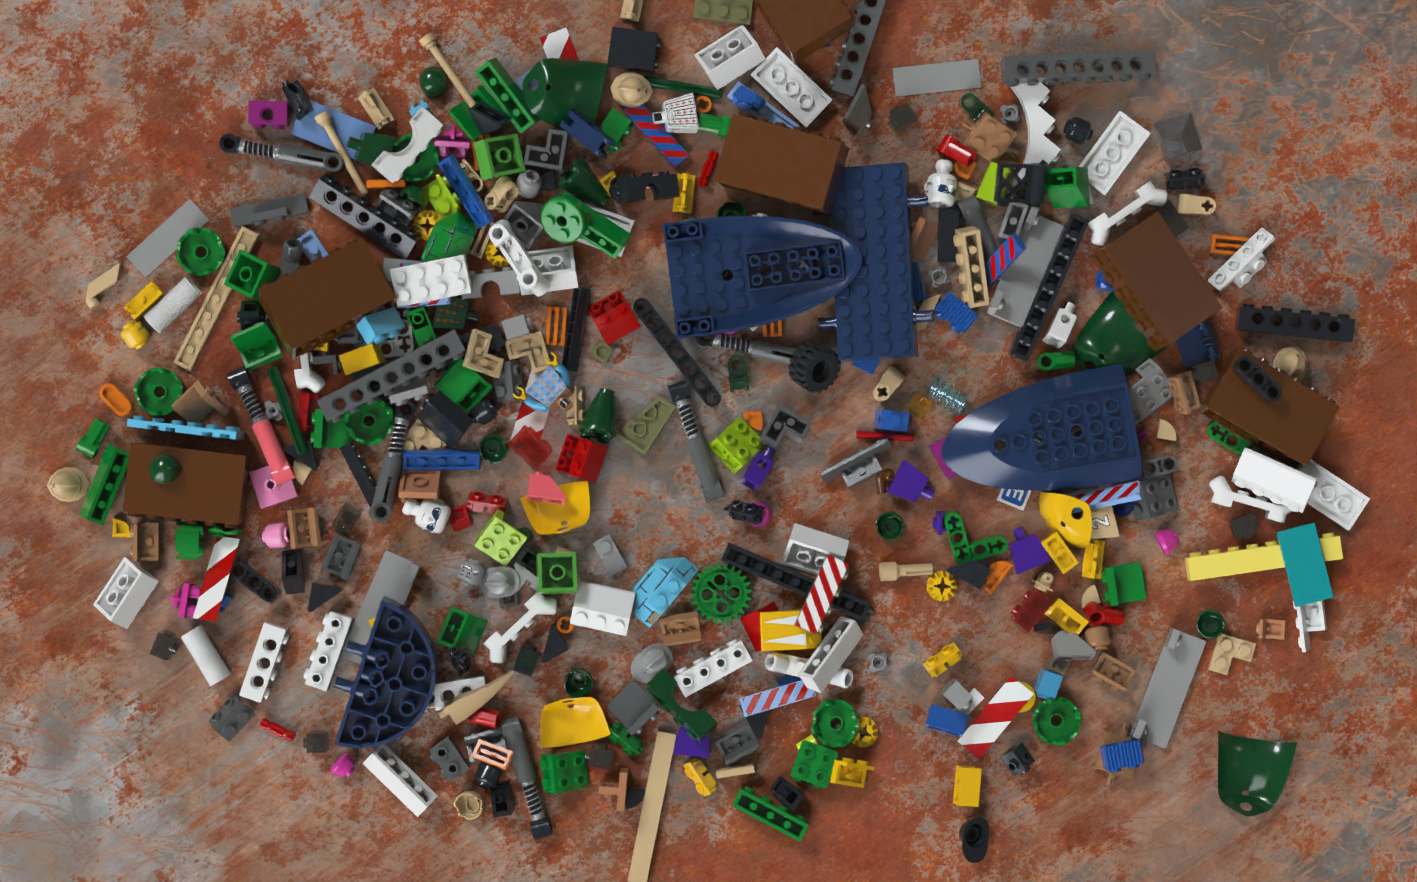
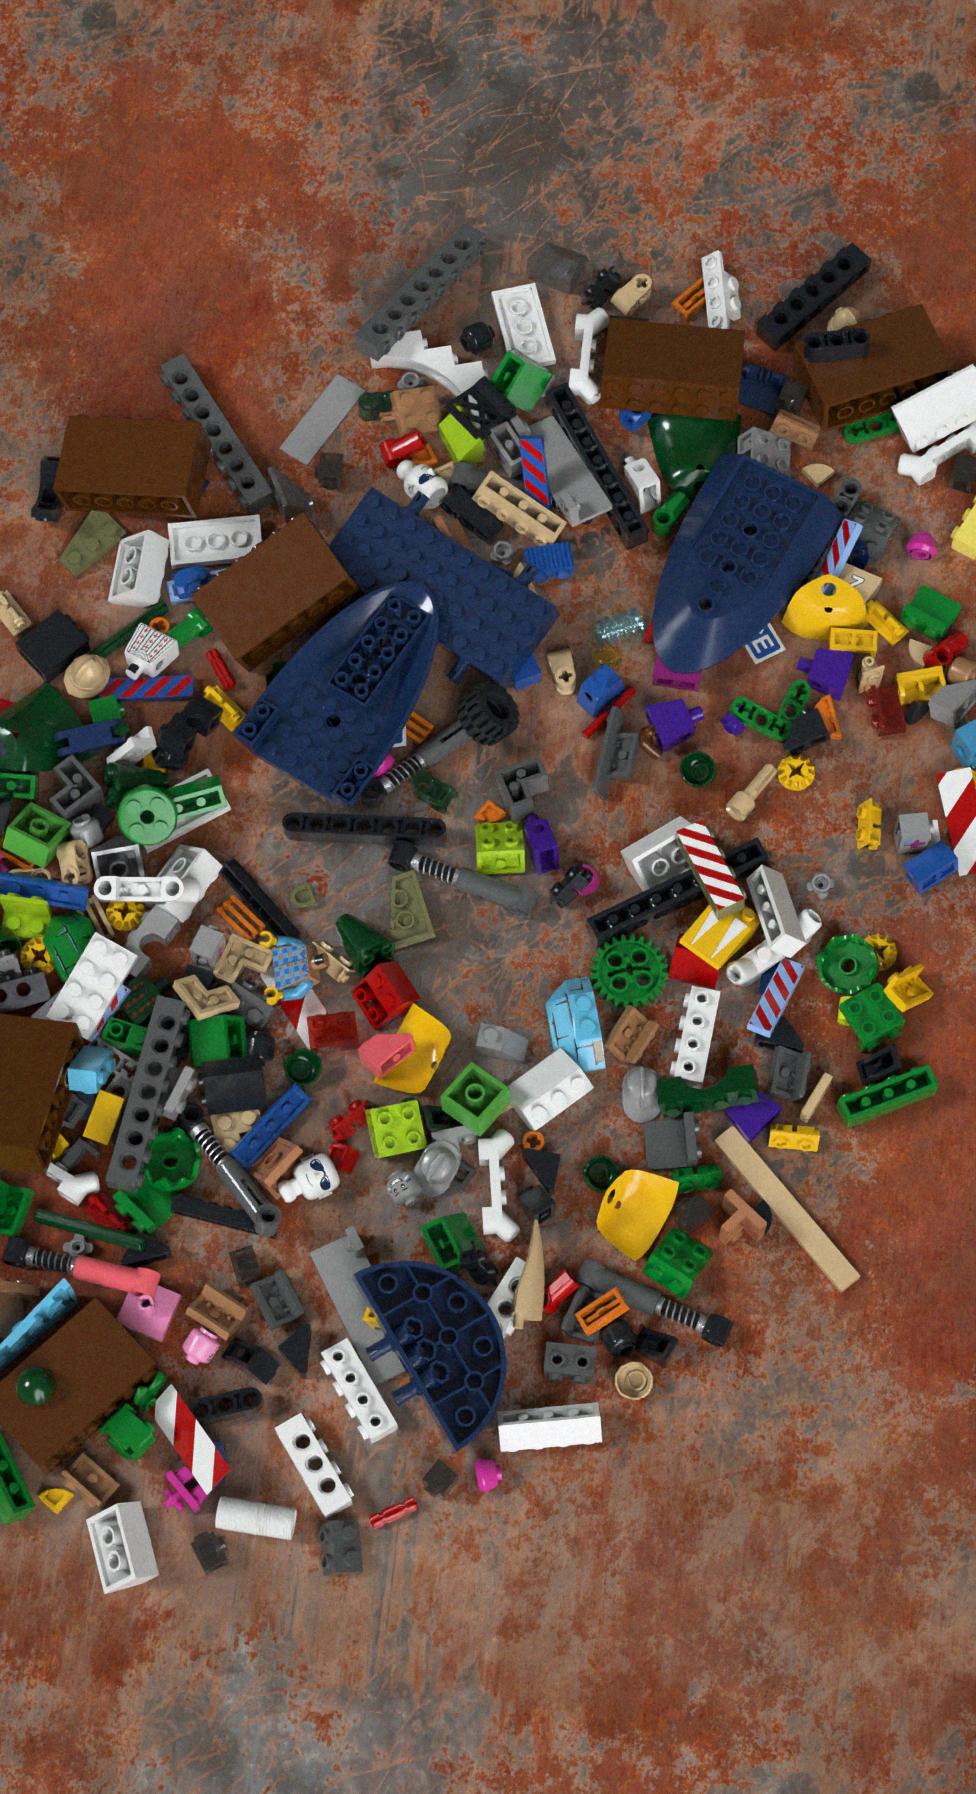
camera: 45 degrees left, 20 degrees down
(301, 471) = (162, 1266): tan tile -> none
(610, 165) = (135, 748): none -> white bracket
(613, 317) = (280, 858): red slope -> none

